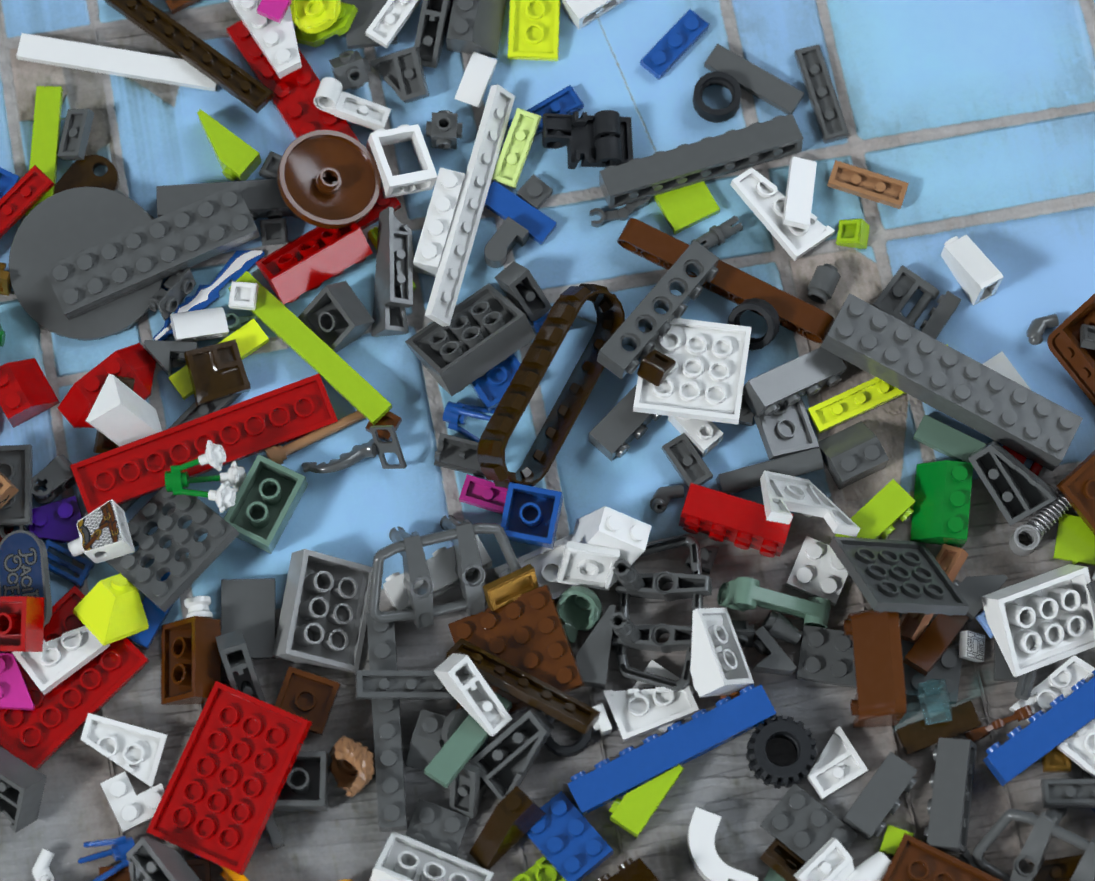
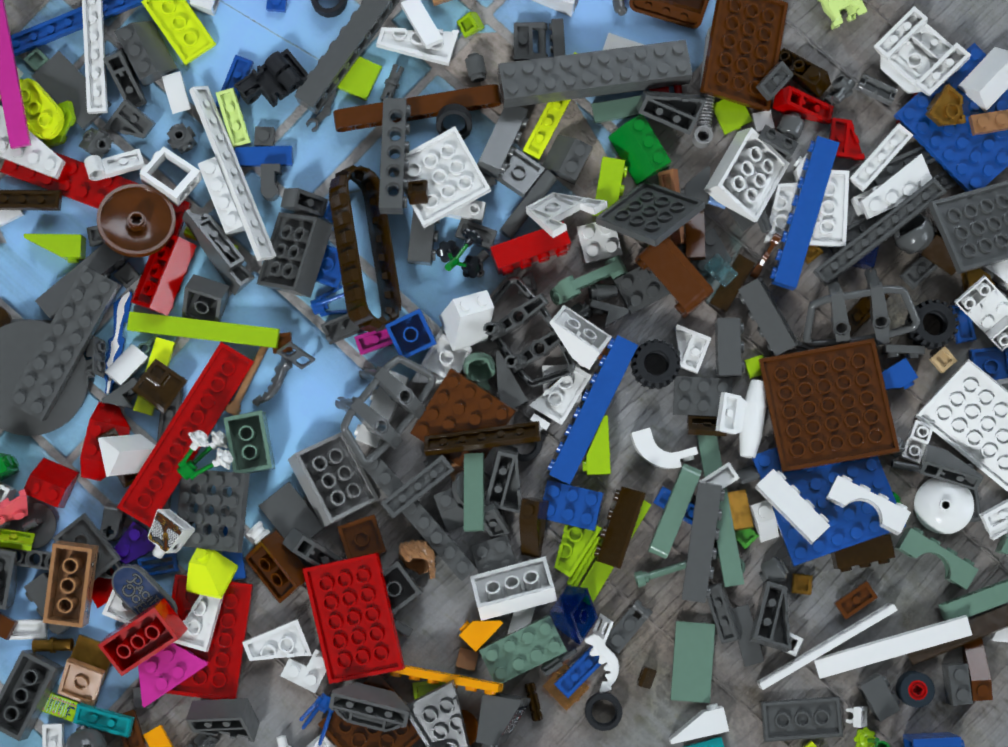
camera: 35 degrees left, 10 degrees up
(243, 295) = (139, 328): white tile -> none
(472, 692) = (457, 465): white slope -> none
(510, 587) = (431, 385): pearl gold tile -> none
(587, 565) = (466, 340): white tile -> none
(643, 459) = (450, 252): none -> black plant
(971, 646) = (717, 221): white tile -> none

